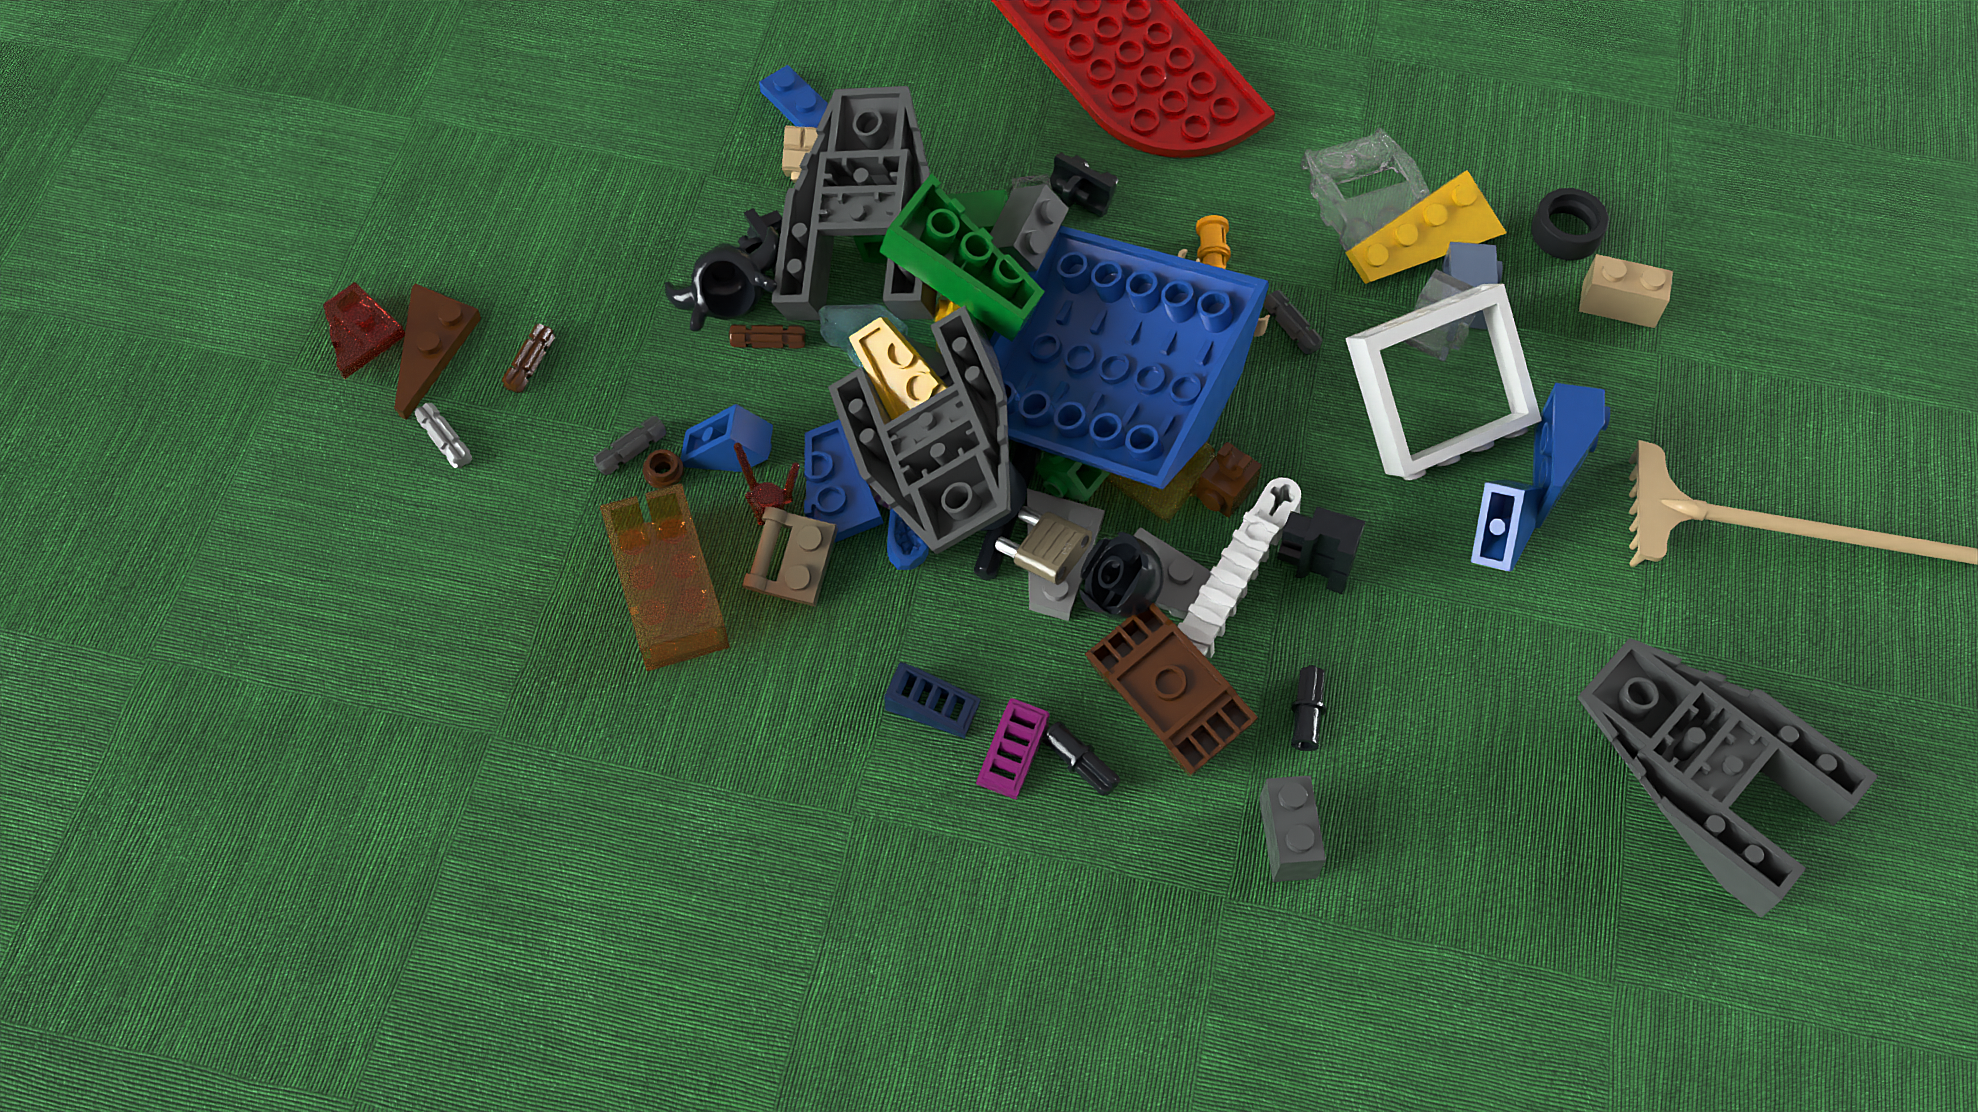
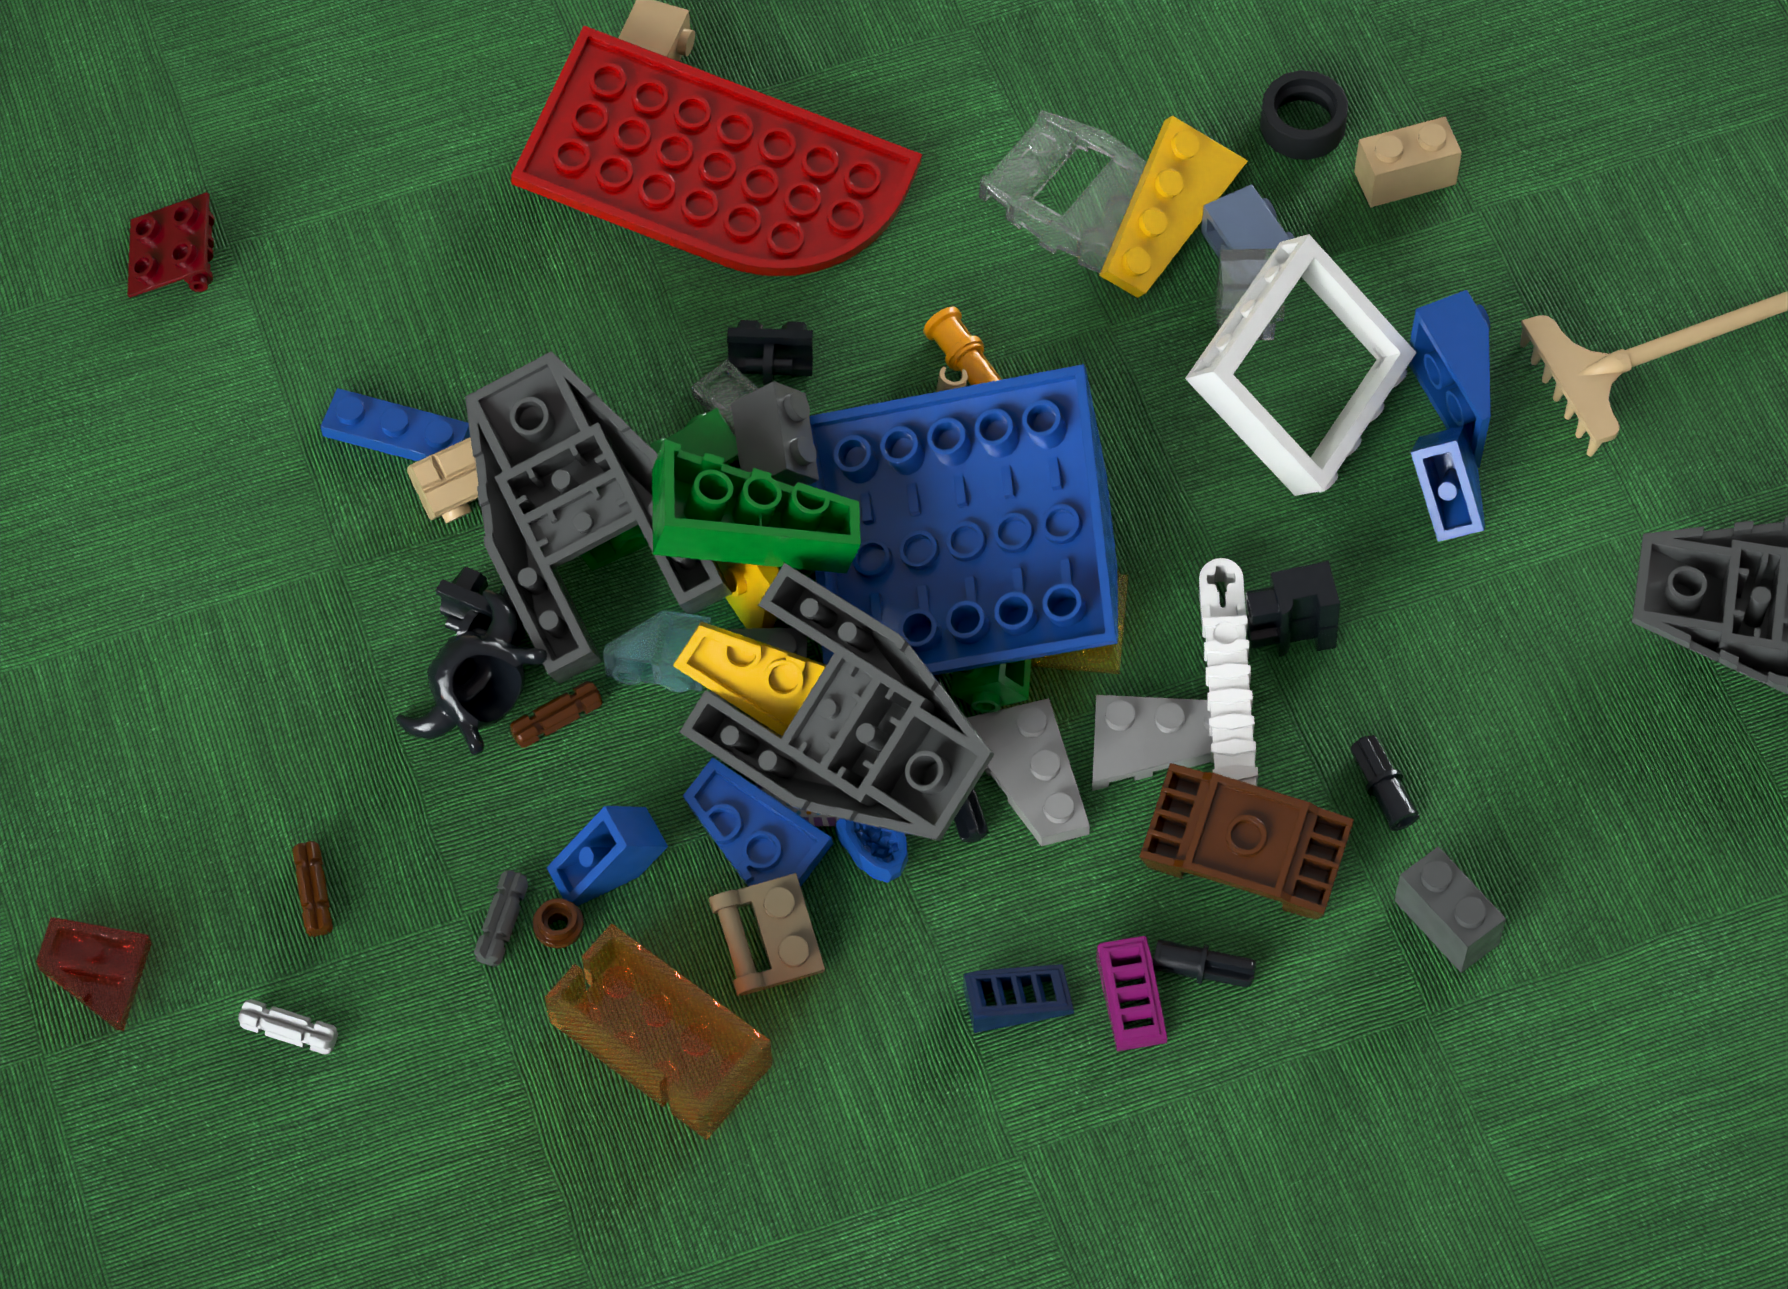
camera: 30 degrees left, 0 degrees up
(432, 337) = (184, 924): reddish brown wing -> none
(765, 493) = (695, 885): clear red plant -> none
(1050, 547) = (1028, 769): dark tan piece -> none
(1121, 577) = (1126, 757): black cylinder -> none
(1228, 480) = (1151, 594): reddish brown brick -> none
(1293, 322) = (1105, 386): dark grey axle -> none

